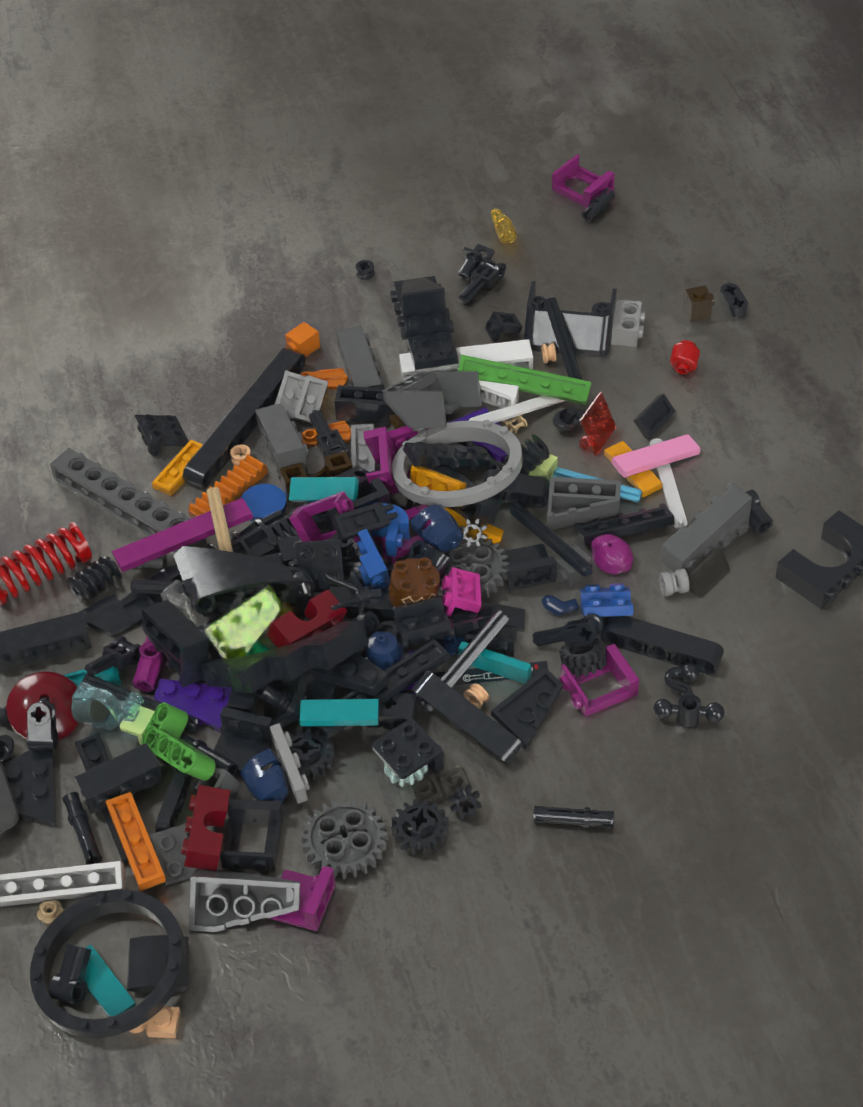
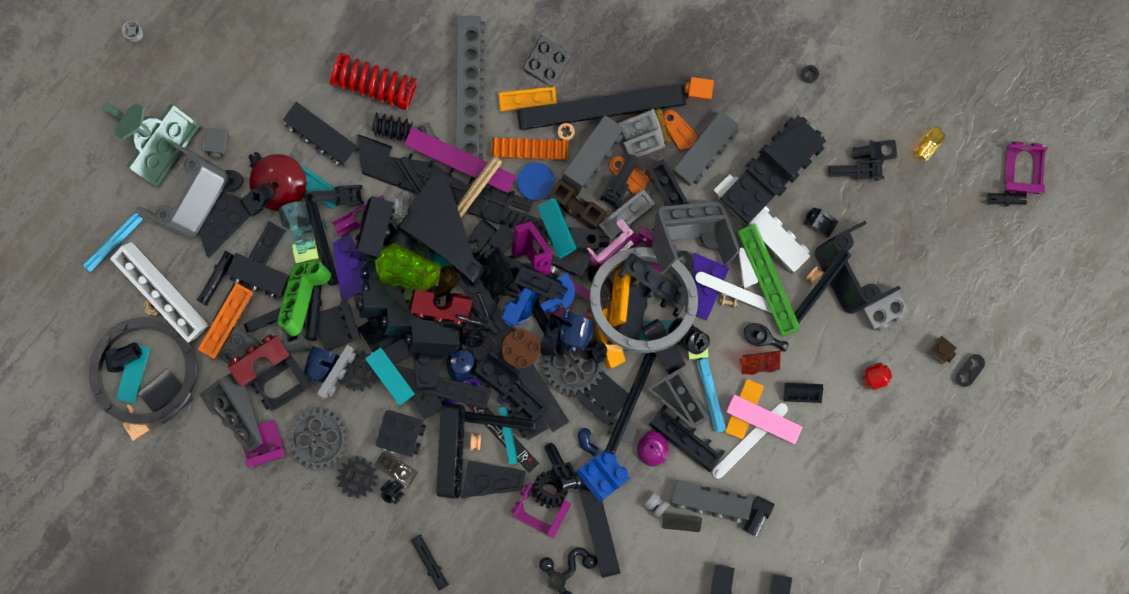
camera: 50 degrees right, 35 degrees up
(461, 591) = (540, 380): dark pink bracket -> none

